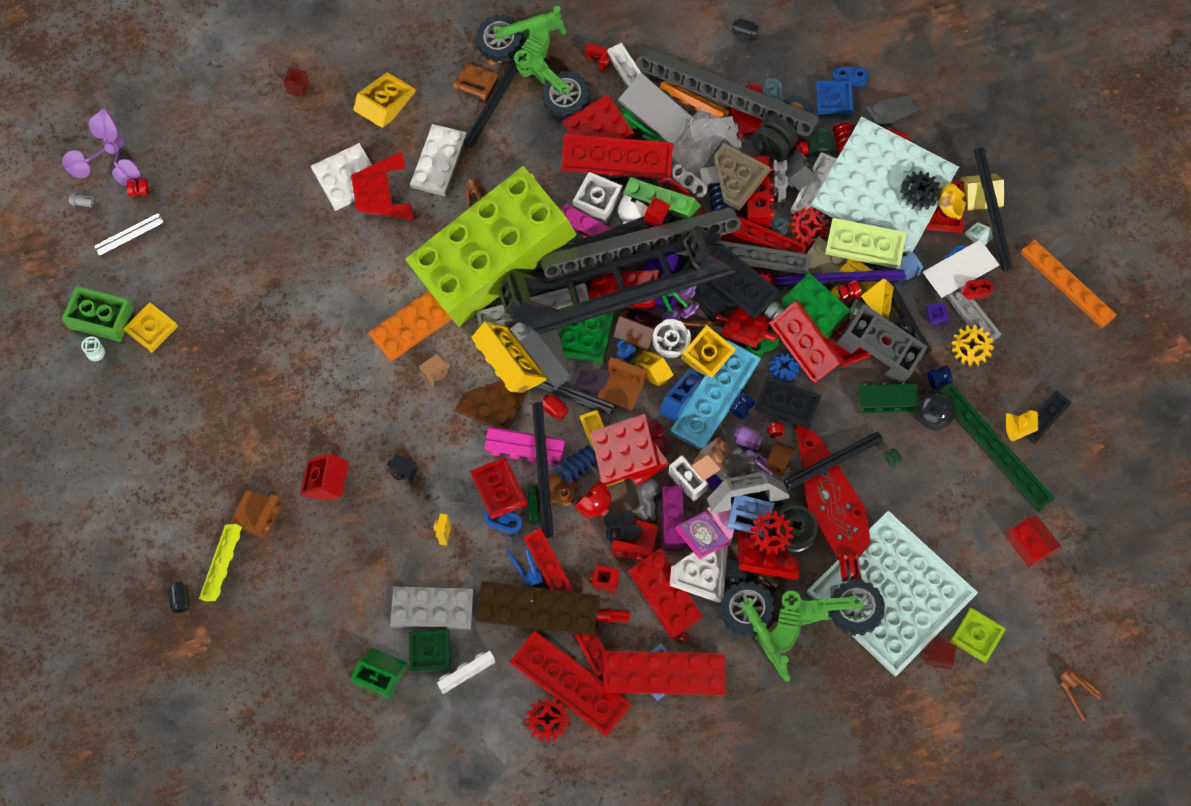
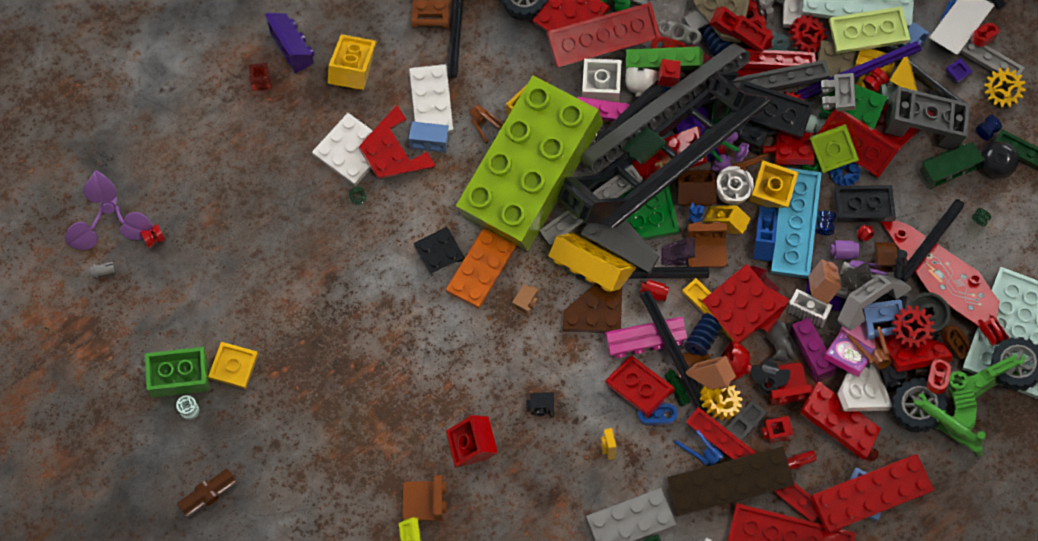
camera: 20 degrees left, 0 degrees up
(72, 430) = (207, 493): none -> reddish brown piece
(128, 233) = (165, 284): axle -> none
(332, 214) = (354, 191): none -> clear green bush
(338, 60) = (290, 41): none -> dark purple slope
(379, 296) = (439, 251): none -> black plate
(419, 191) = (428, 136): none -> medium blue hinge
(566, 502) = (712, 373): none -> nougat slope
(573, 536) = (721, 401): none -> yellow gear
(581, 559) = (747, 420): none -> dark grey slope
(601, 269) = (644, 145): none -> clear green piece
(729, 547) = (879, 356): none -> dark orange plant
(741, 195) = (739, 27): none -> red slope
(773, 590) = (938, 376): none -> red plate
(780, 340) = (834, 148): none -> lime plate
(786, 468) = (900, 262): none -> black piece
(809, 290) = (844, 92): none -> light grey plate
(810, 562) = (955, 341): none -> reddish brown plate

